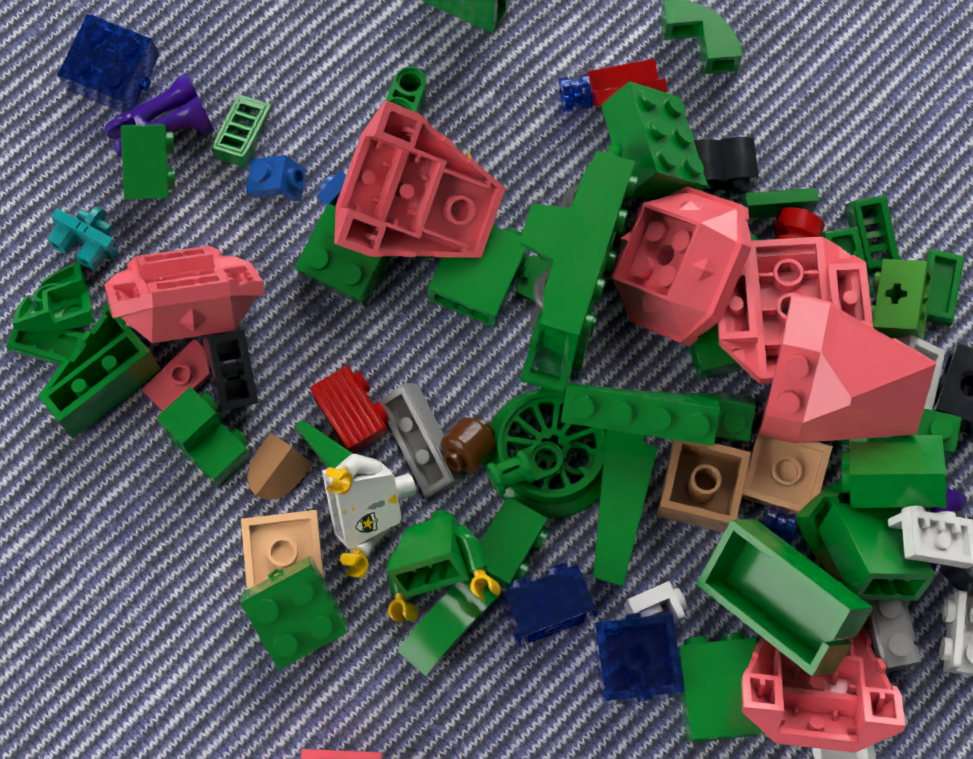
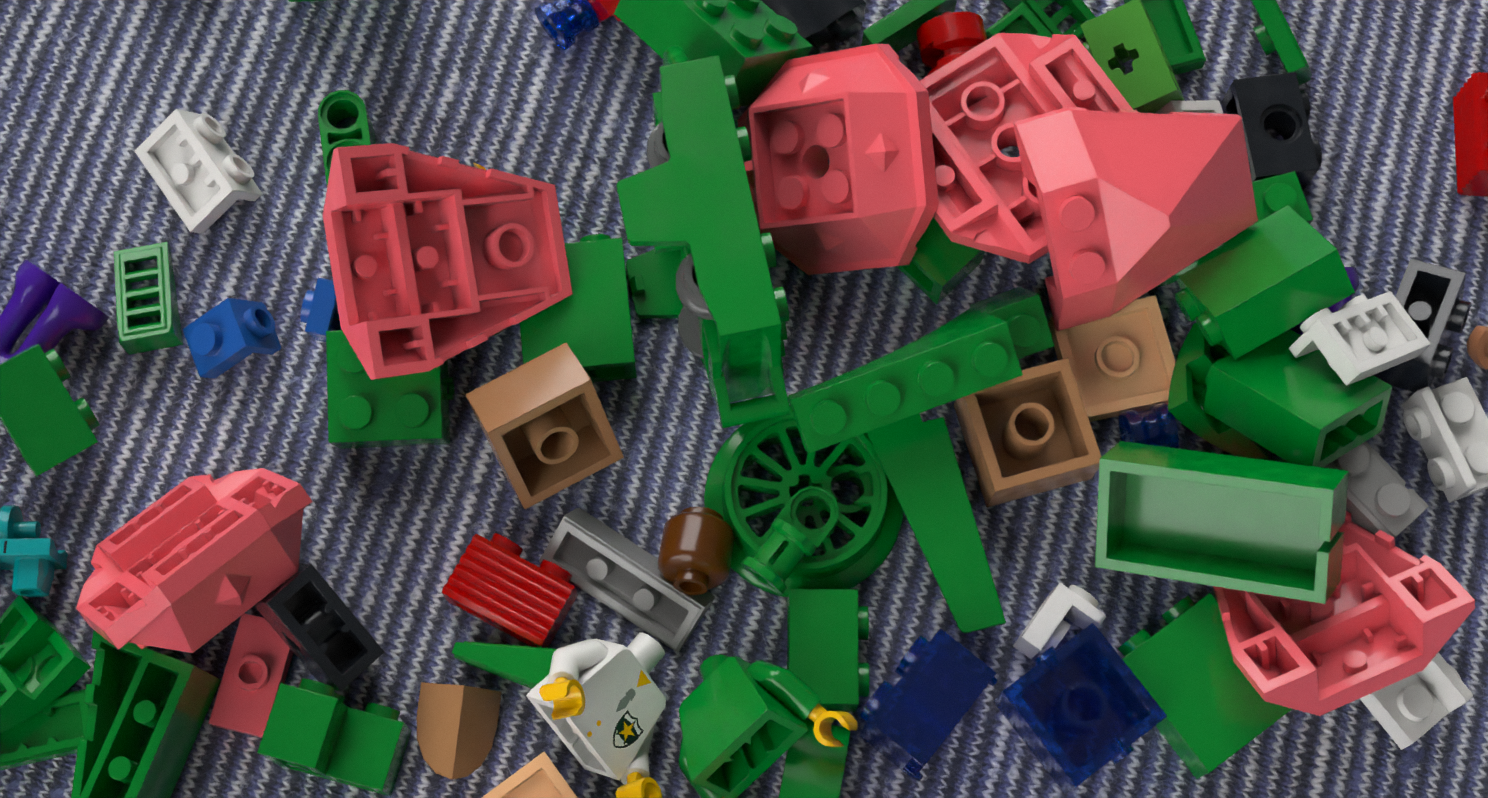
camera: 30 degrees left, 0 degrees up
(311, 70) = (196, 168): none -> white bracket
(421, 325) = (545, 425): none -> medium nougat brick

